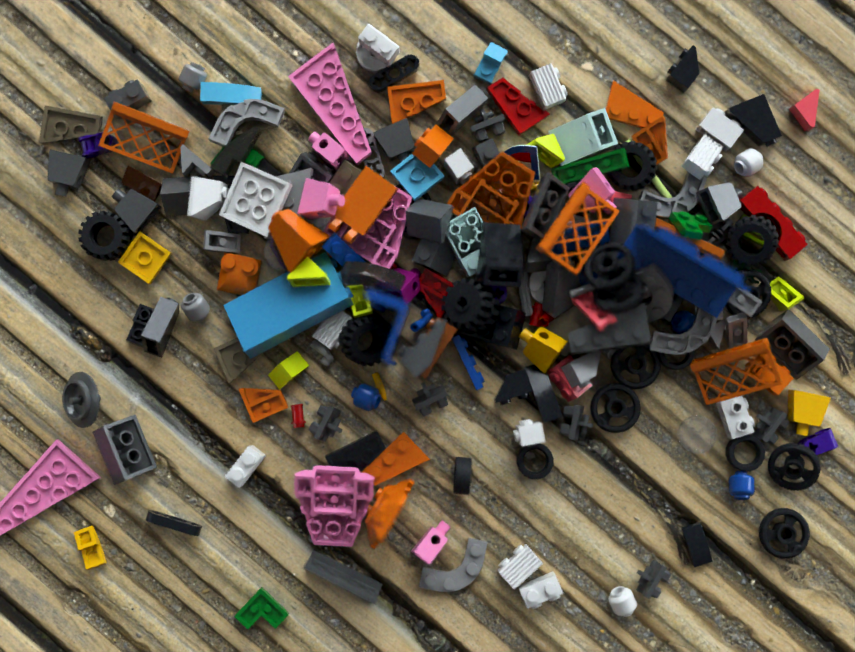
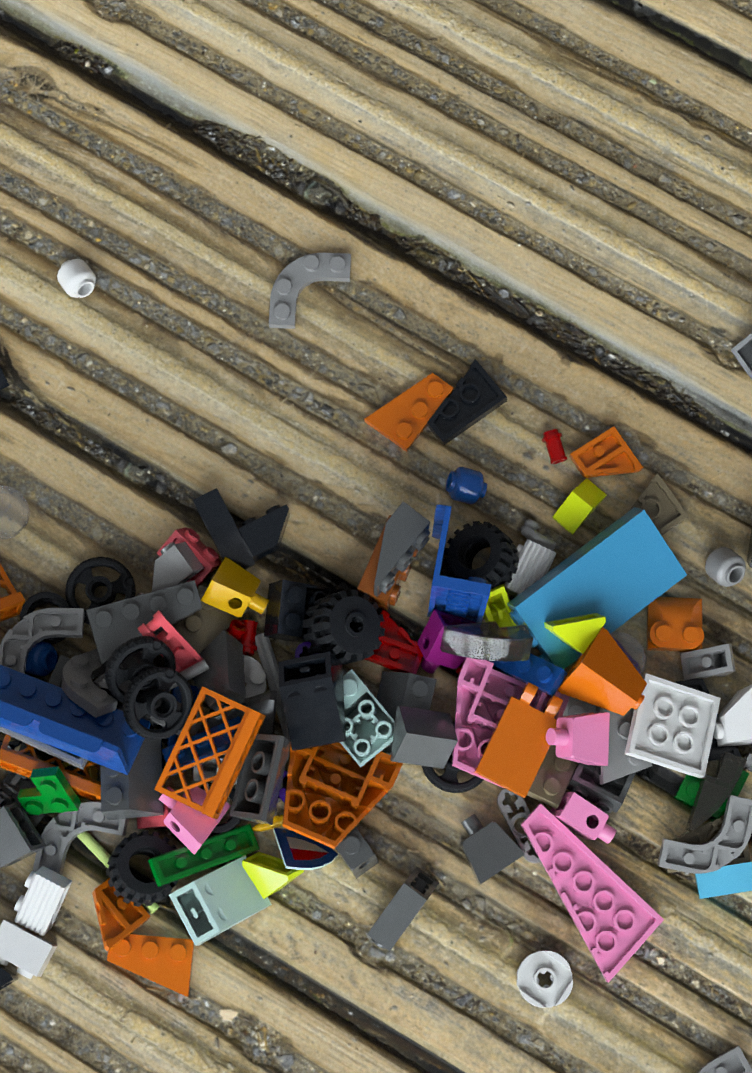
camera: 170 degrees right, 10 degrees down
(173, 523) = (692, 281): black beam -> none
(245, 466) = (612, 368): white brick -> none
(261, 605) = (552, 198): green plate -> none
(328, 425) = (509, 441): dark grey hips -> none
(333, 502) = (484, 339): bright pink wedge -> none
(343, 576) = (453, 247): dark grey fence -> none
(379, 45) = (540, 984): white brick -> none
(379, 385) = (446, 500): yellow helmet -> none
(385, 510) = (410, 340): orange wedge -> none
(409, 71) = (510, 941): black beam -> none
(414, 98) = (475, 918): orange wing -> none
(416, 176) = (450, 802): medium azure tile -> none
(421, 323) = (407, 599): blue arm -> none
(425, 549) = (346, 298): bright pink torso -> none
(429, 395) = (379, 500): dark grey hips -> none
(432, 145) = (435, 846): orange hinge -> none
(459, 166) = (392, 823): white brick -> none
(462, 475) = (316, 401): black tyre -> none
(468, 361) = (332, 555): blue plate -> none
(490, 63) = (371, 993): medium azure slope -> none
(495, 123) = (371, 887): dark grey hips -> none
(517, 109) = (323, 931): red wing -> none
(519, 566) = (220, 301): white brick -> none
(529, 432) = (235, 471): white brick -> none
(540, 474) = (221, 420): black tyre -> none
(540, 590) = (188, 274): white brick -> none
(548, 86) = (282, 970): white brick -> none
(573, 430) = (169, 500): dark grey hips -> none
(632, 413) = (135, 509): black wheel -> none
(650, 579) = (42, 314): dark grey hips -> none
(686, 71) = (82, 1028): black slope -> none

